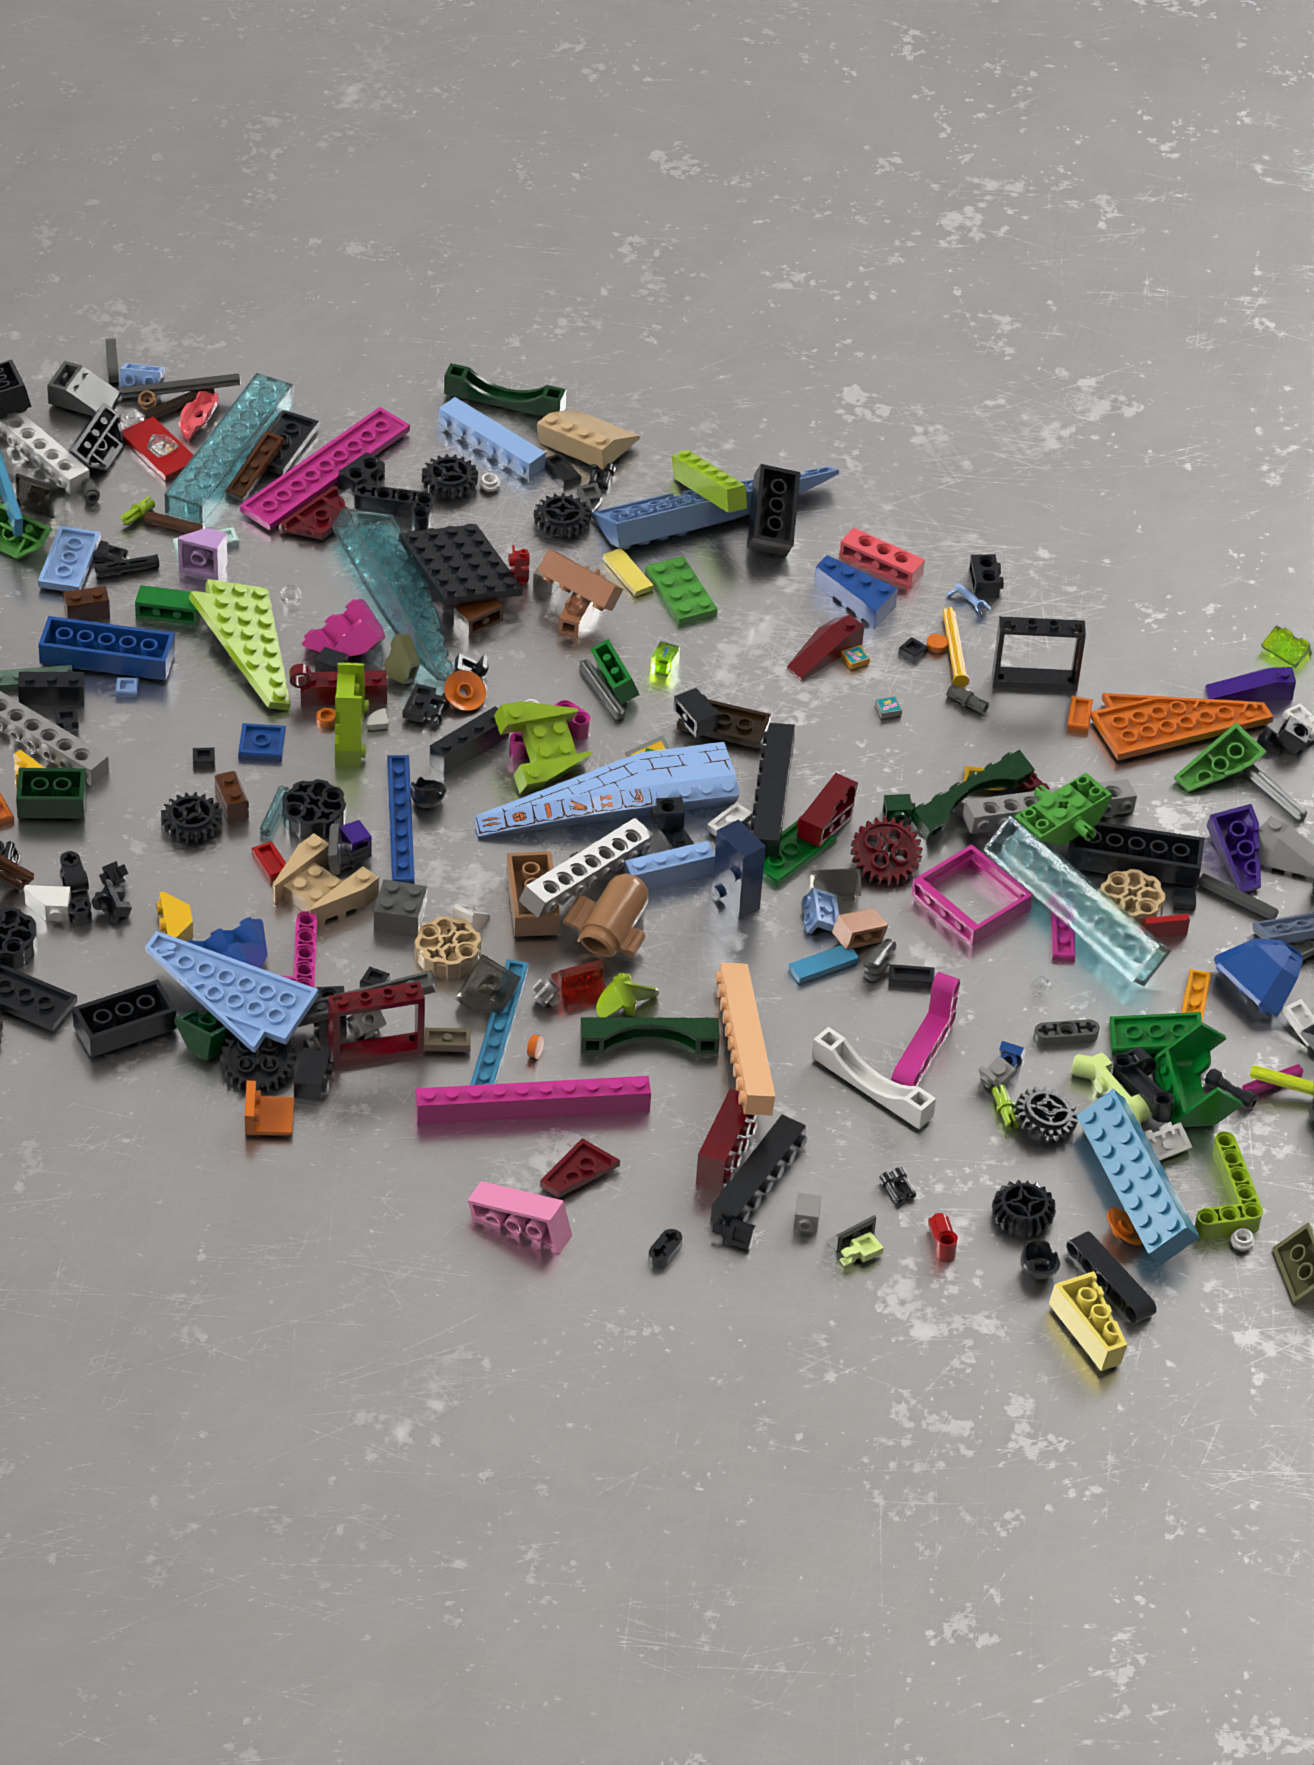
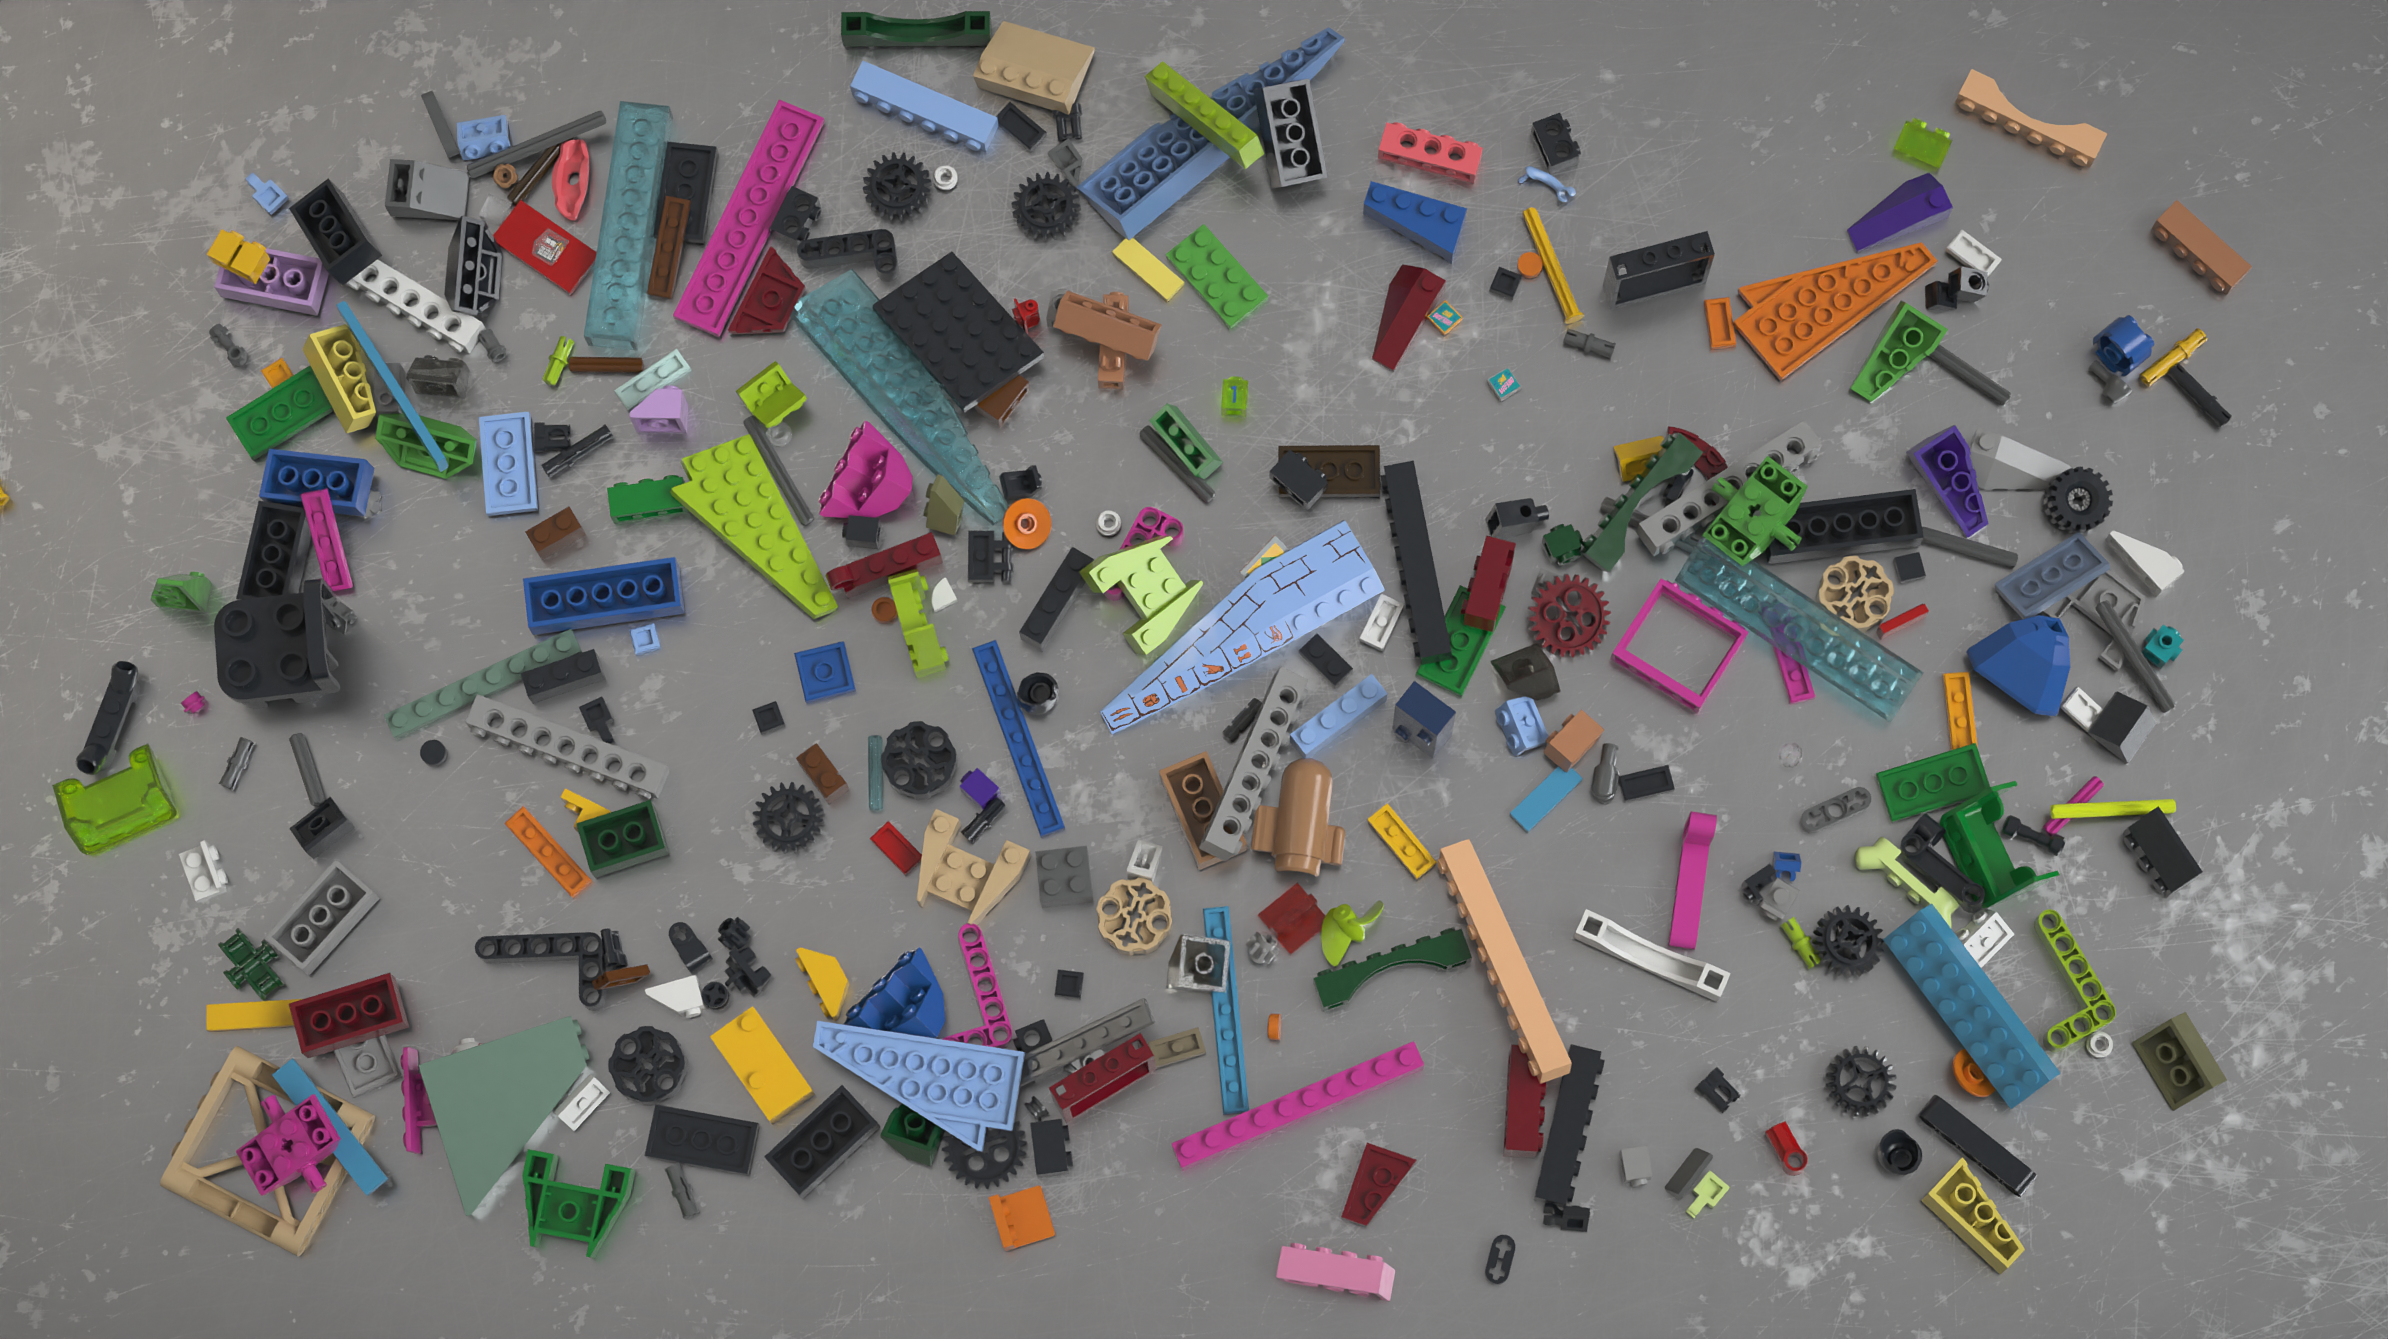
camera: 10 degrees left, 30 degrees up
(97, 957) = (762, 1065): none -> yellow brick
(280, 616) = (778, 470): none -> dark grey axle
(290, 564) = (771, 395): none -> lime bracket
(335, 849) = (966, 823): dark grey tile -> none
(668, 813) = (1318, 634): black brick -> none
(691, 958) = (1402, 841): none -> yellow plate
(869, 779) = (1515, 518): none -> black torso
(982, 1056) = (1759, 879): none -> black bracket

